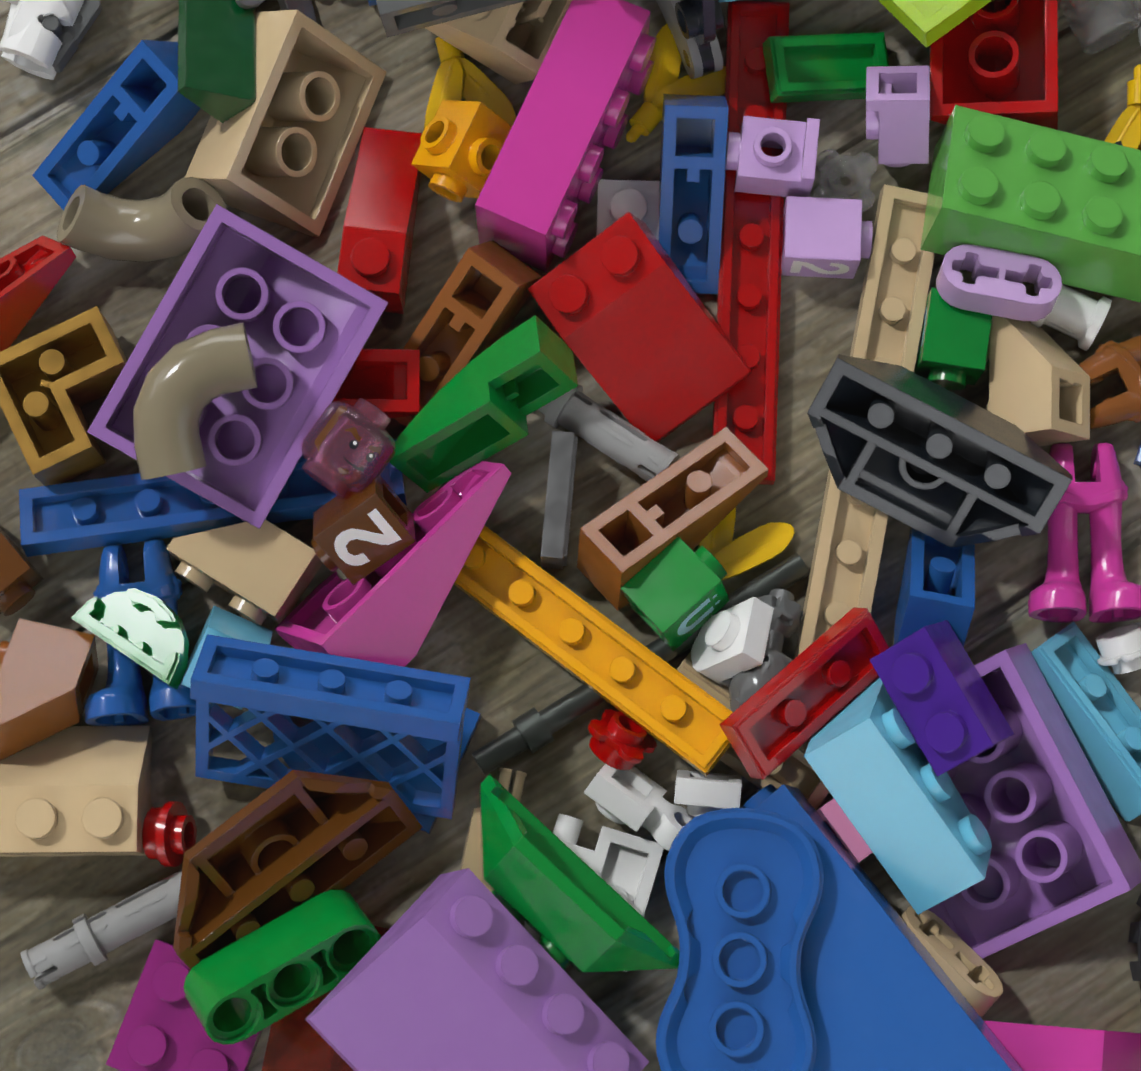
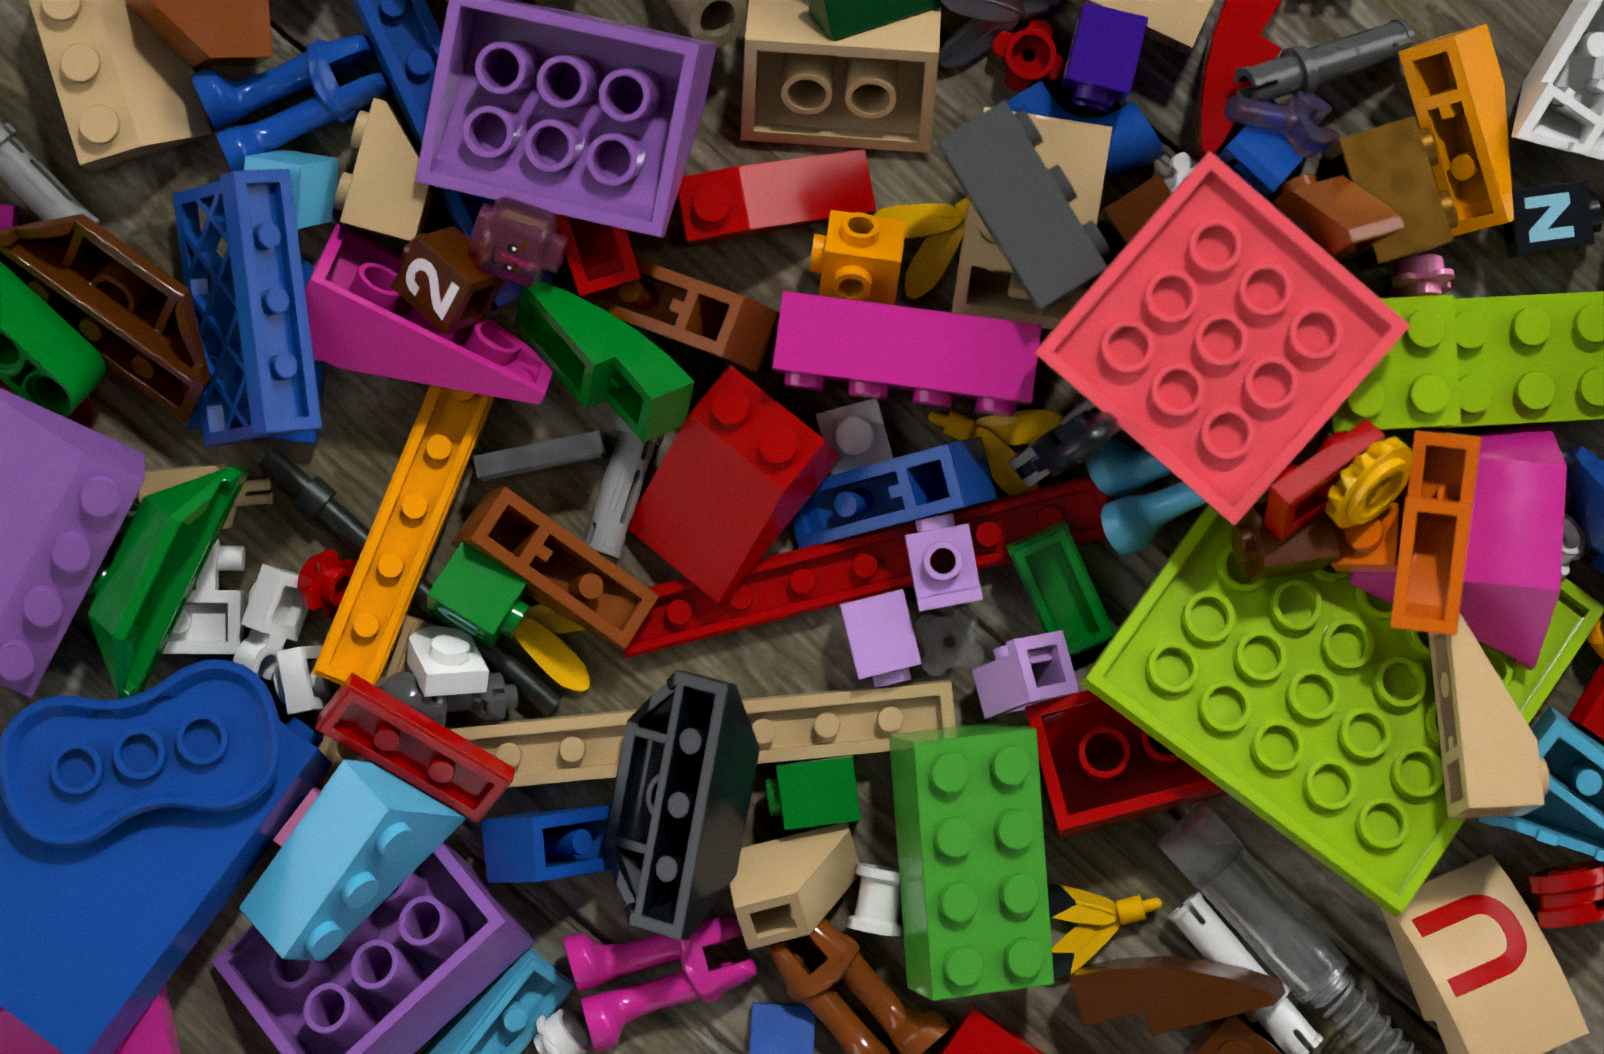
camera: 80 degrees right, 10 degrees up
(141, 630) = (287, 100): tile -> none
(168, 833) = (113, 186): red plate -> none
(177, 393) = (503, 68): dark tan cylinder -> none
(941, 697) = (440, 874): dark purple brick -> none
(958, 960) = (212, 956): tan beam -> none
(998, 282) = (887, 819): lavender beam -> none

